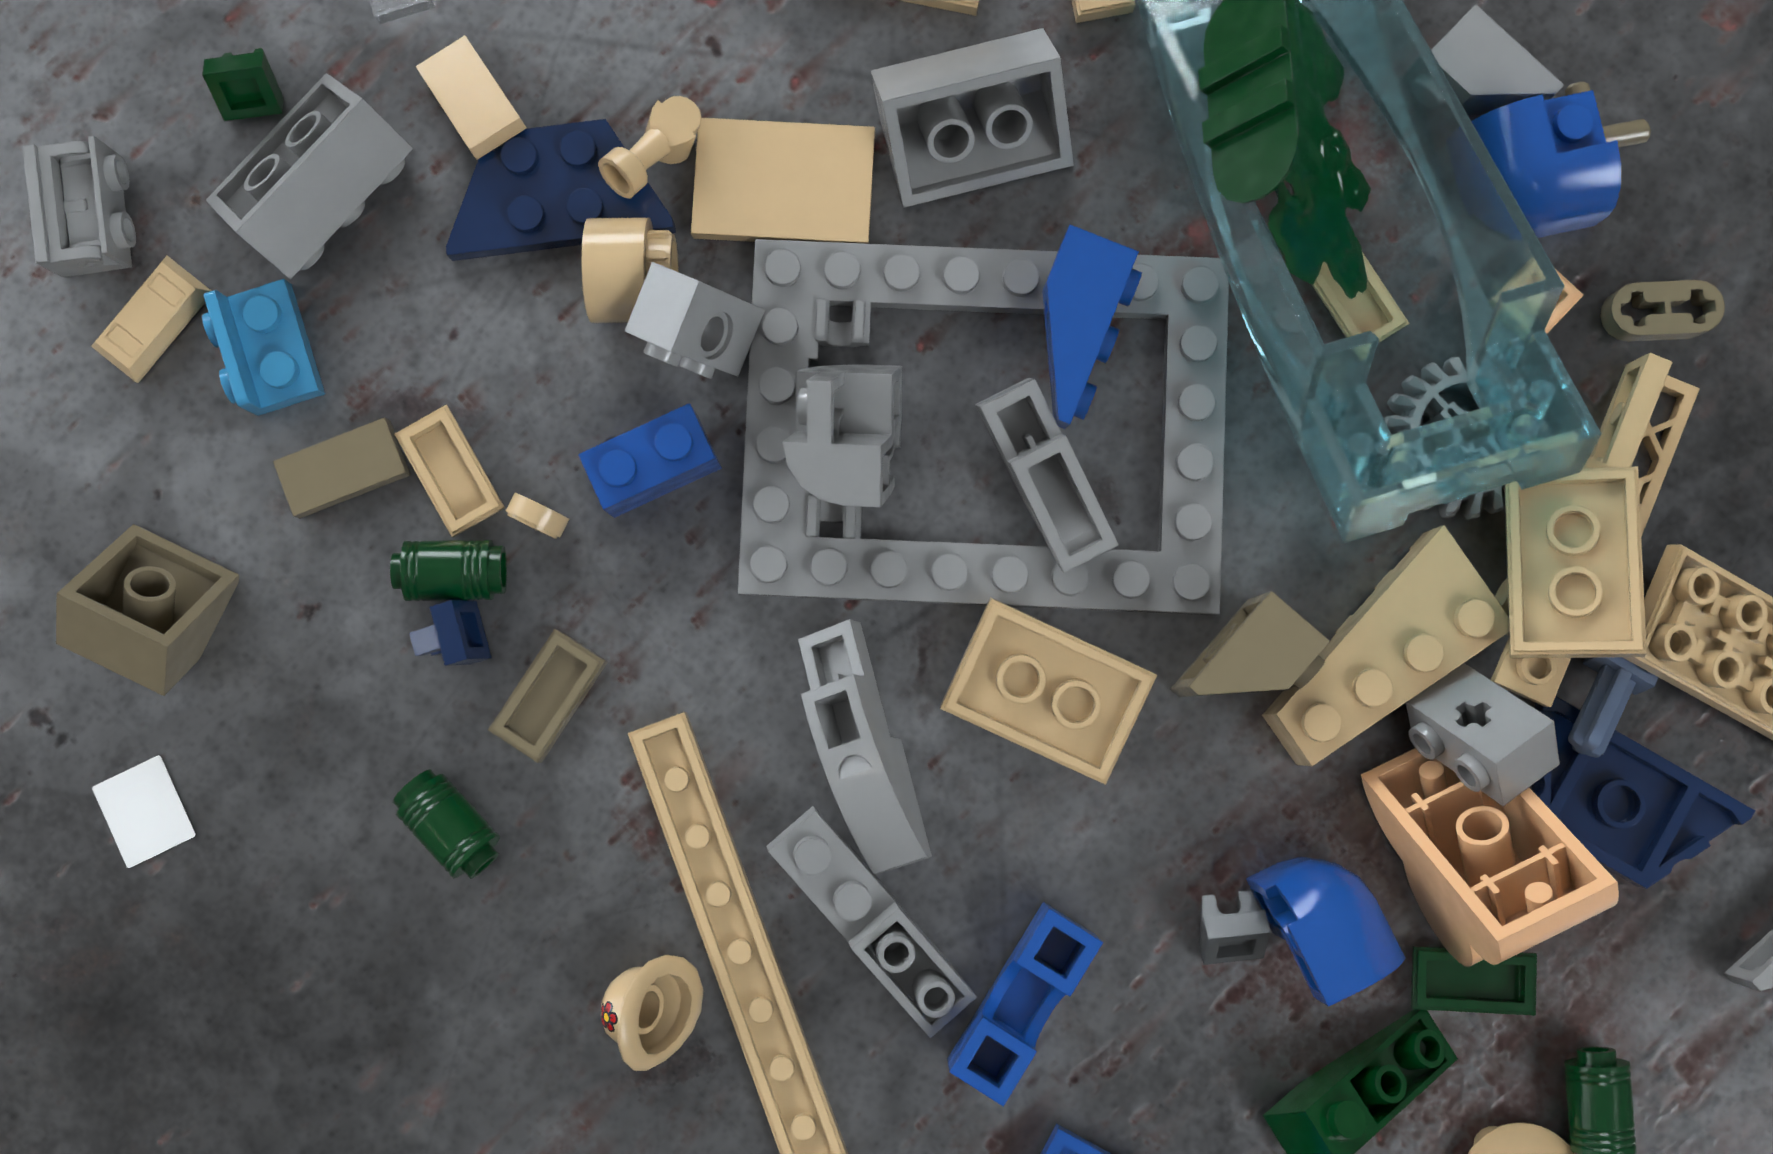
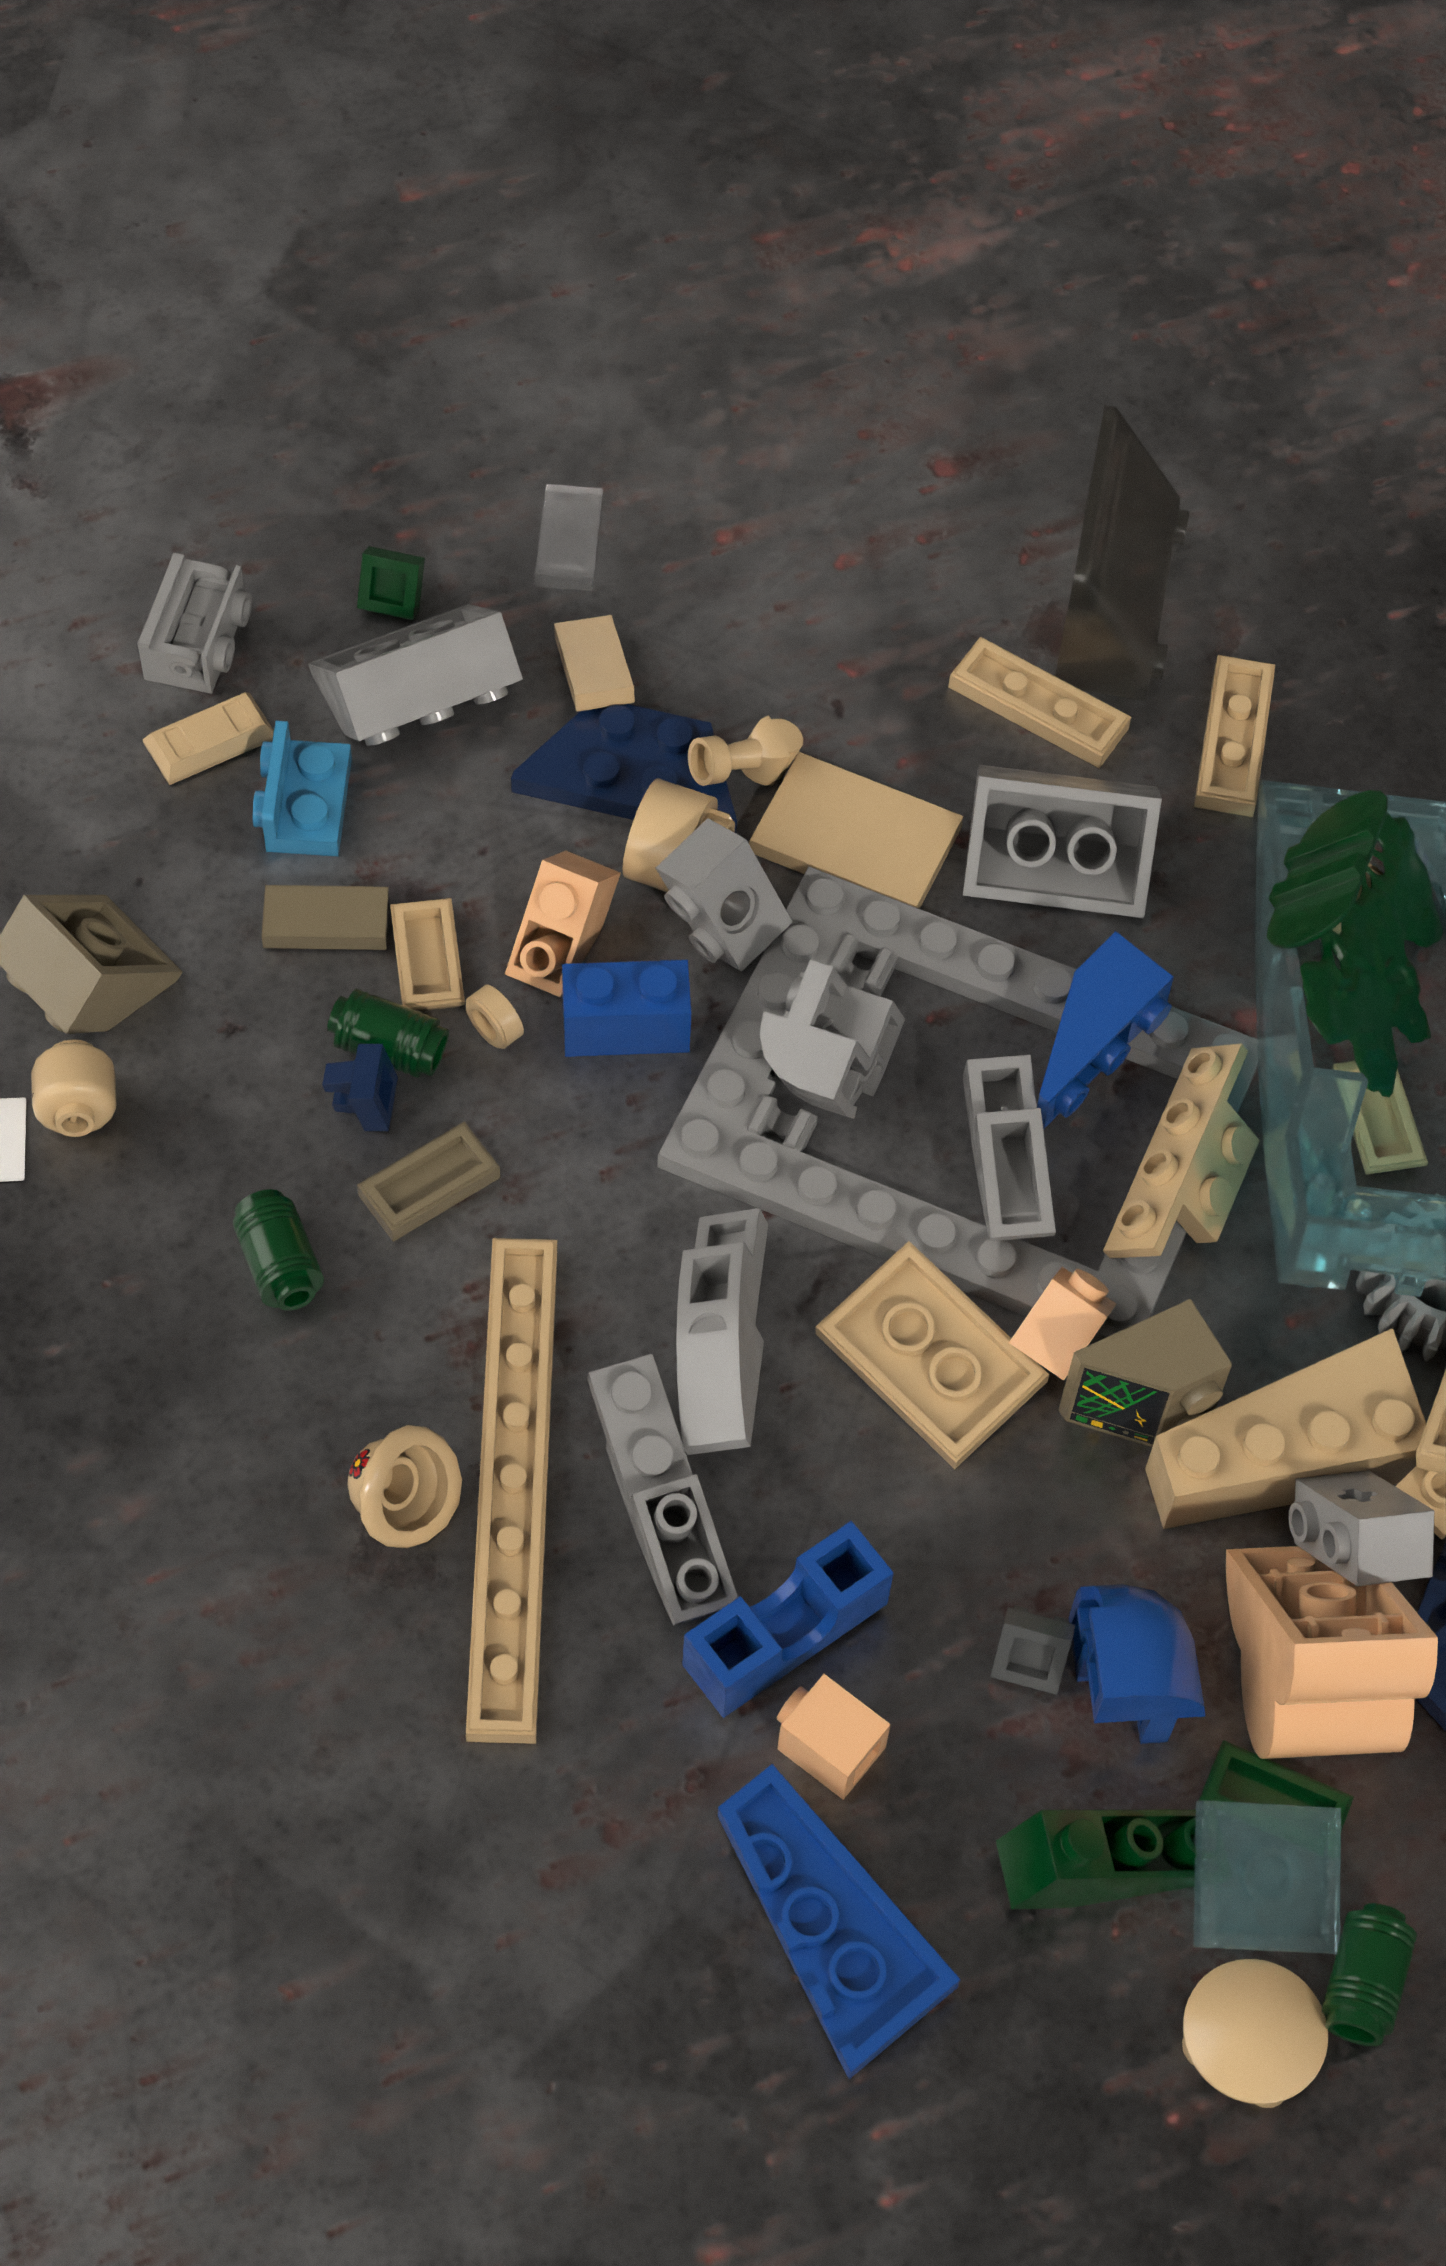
camera: 15 degrees right, 25 degrees down
(196, 744) = (73, 1088): none -> tan head
(555, 389) = (561, 919): none -> light nougat slope
(1096, 1081) = (831, 1734): none -> light nougat brick
(1155, 626) = (1064, 1320): none -> light nougat brick
(1206, 416) = (1191, 1161): none -> tan bracket
(1493, 1060) = (1267, 1877): none -> clear light blue tile

